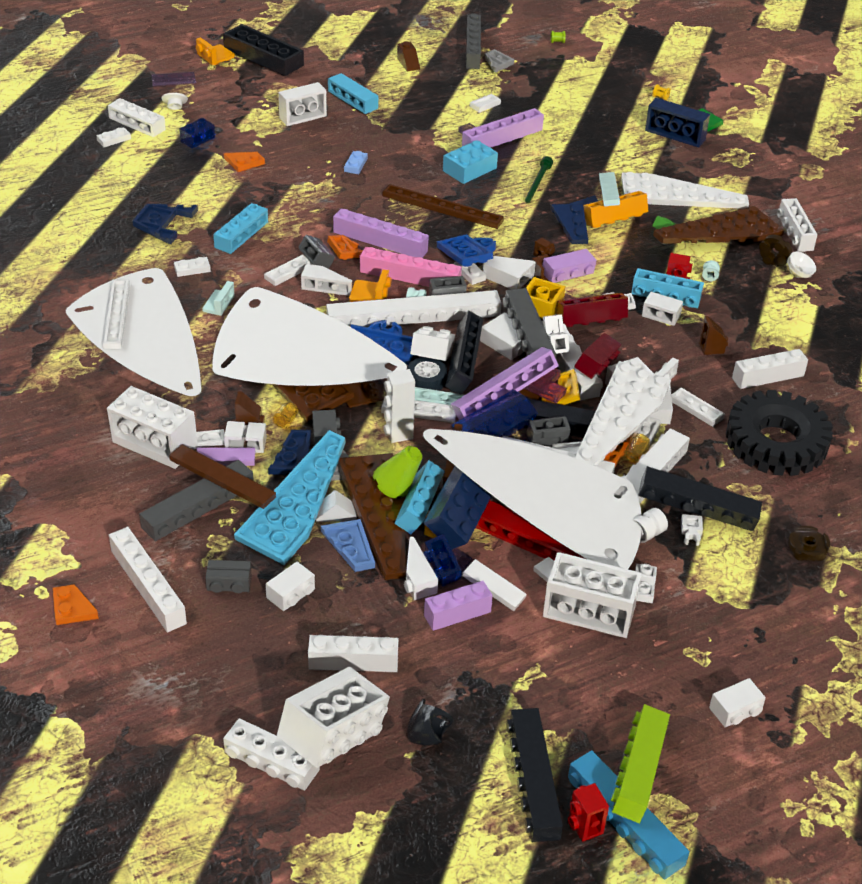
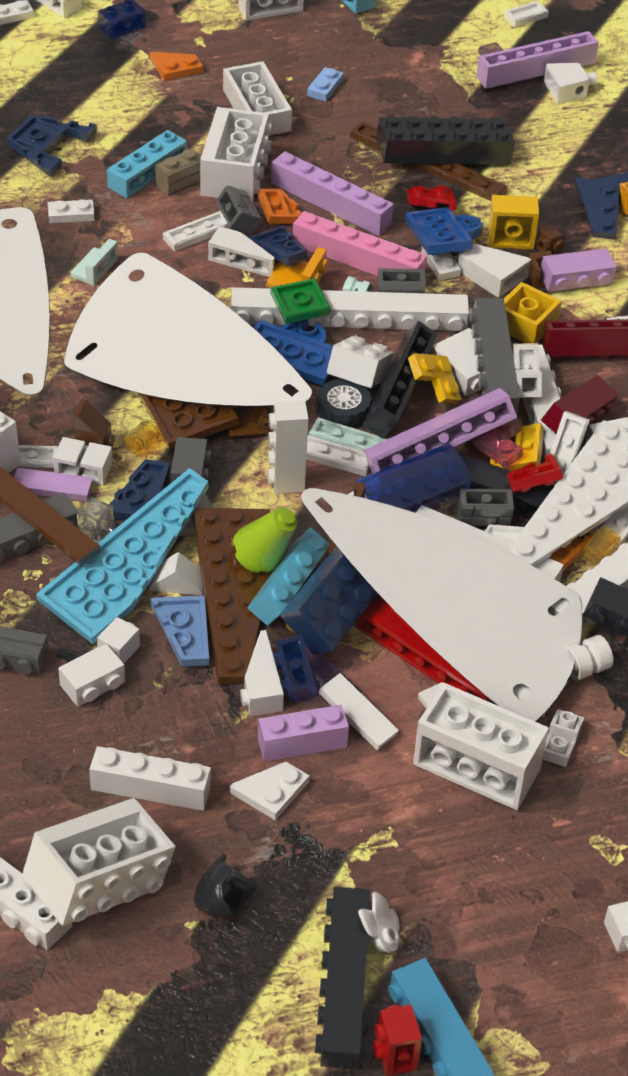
camera: 10 degrees right, 5 degrees up
(266, 230) = (178, 171): none -> dark tan brick
(266, 474) = (96, 519): none -> clear brick
(305, 212) = (235, 152): none -> white brick
(306, 555) = (121, 638): none -> white brick
(311, 177) = (255, 90): none -> white brick
(355, 272) = (281, 245): none -> dark blue wing
(379, 307) = (300, 301): none -> green tile
(443, 649) = (271, 789): none -> white wing
(452, 190) = (445, 140): none -> black brick
(452, 229) = (431, 197): none -> red wing
(470, 161) = (481, 97): medium azure brick -> none
(490, 342) = (439, 371): none -> yellow plate
(516, 238) = (513, 222): none -> yellow brick
(527, 143) = (568, 81): none -> white torso
(546, 163) = (585, 115): dark green piece -> none
(552, 732) = (381, 924): none -> white plate
(576, 405) = (532, 475): none -> red wing
(595, 383) = (568, 439): none -> white tile
(640, 763) = (484, 986): lime brick -> none

